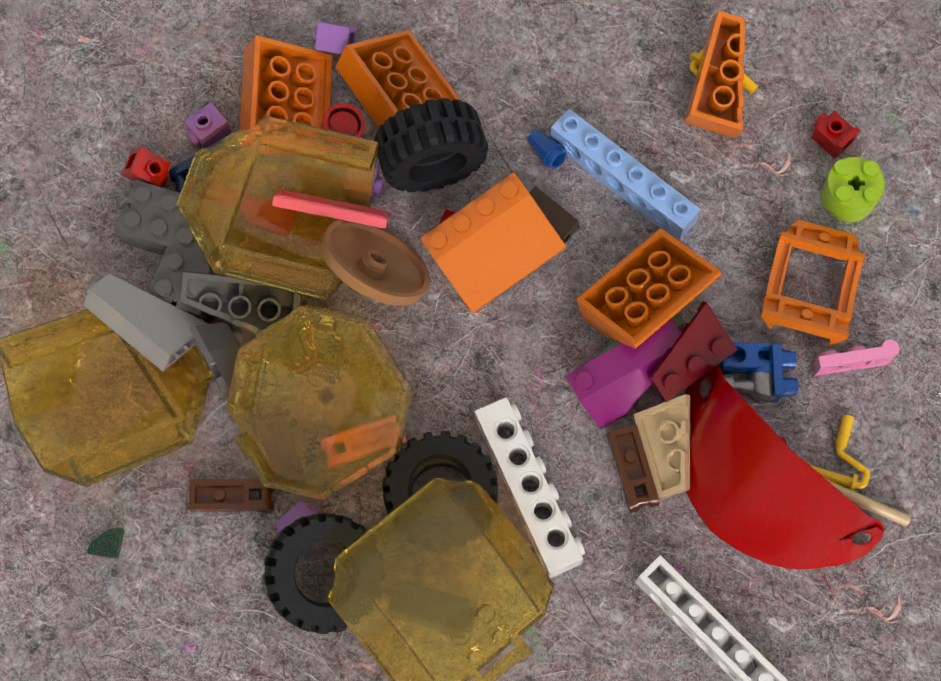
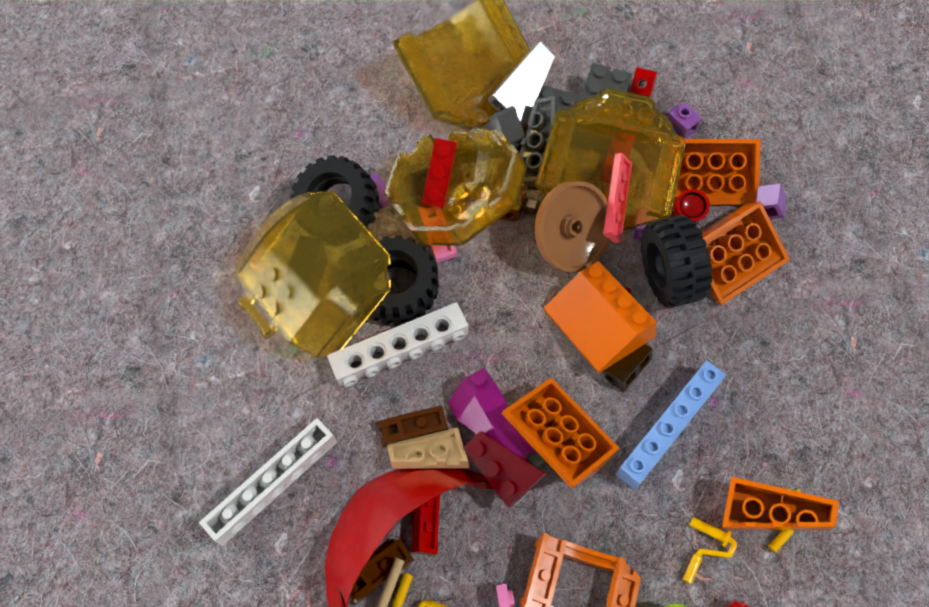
camera: 90 degrees right, 5 degrees down
(107, 544) = (369, 83): clear green tile -> none
(228, 495) = (398, 141): reddish brown plate -> none
(290, 428) = (439, 172): none -> red plate
(548, 150) = (689, 365): blue cone -> none
(765, 371) = (496, 537): blue hips -> none
(770, 164) = (697, 557): none -> yellow piece

